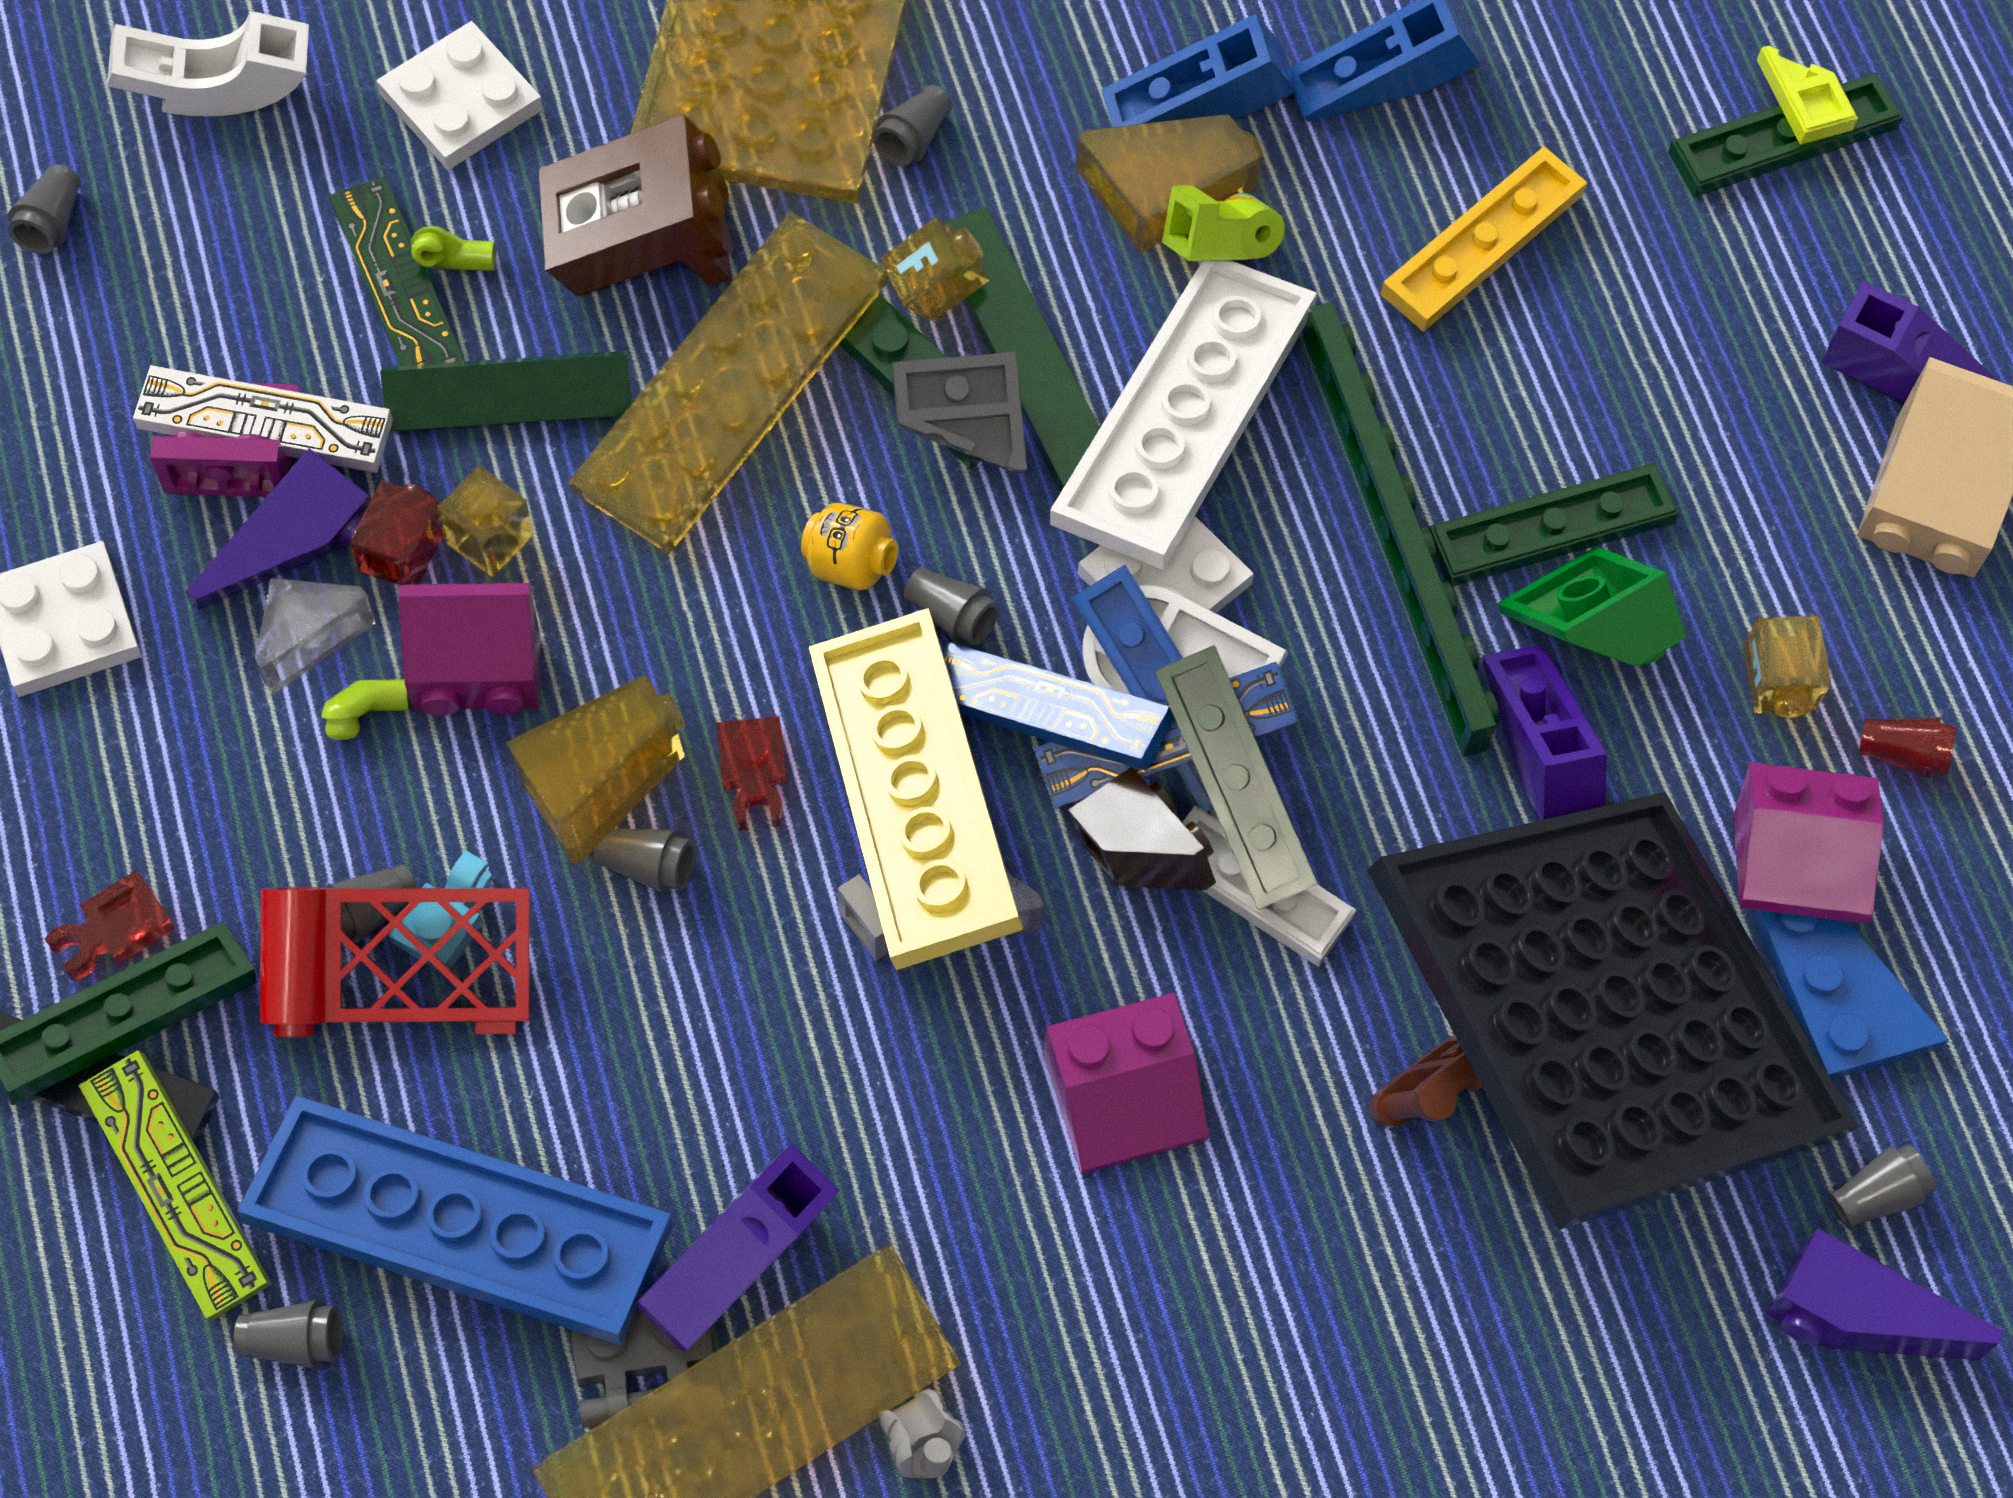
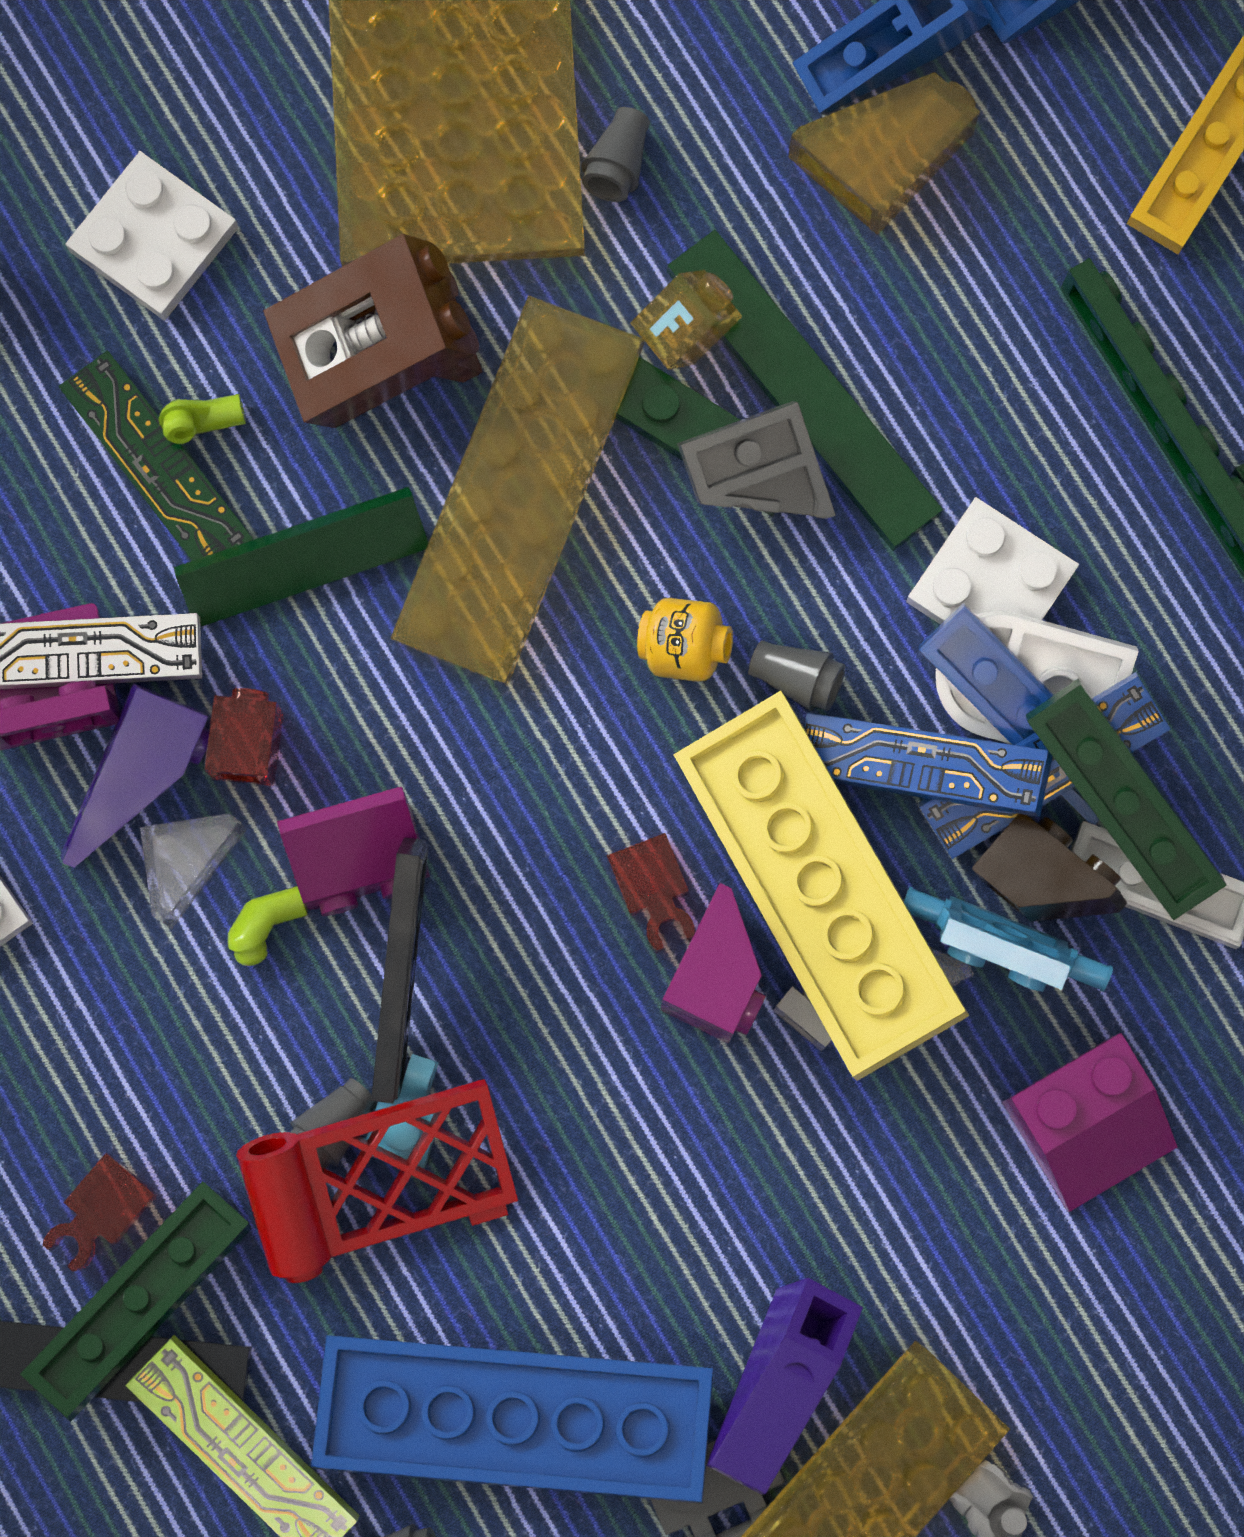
camera: 10 degrees left, 15 degrees up
(477, 759) = (400, 969): none -> black tile
(485, 521) = (325, 705): clear yellow brick -> none
(598, 762) = (511, 932): clear yellow slope -> none
(648, 856) = (581, 1009): dark grey cone -> none
(779, 844) = (717, 974): none -> magenta slope
(1098, 900) = (984, 935): none -> dark azure plate
(1183, 411) = (971, 410): white plate -> none
(1220, 230) = (956, 199): lime leg -> none

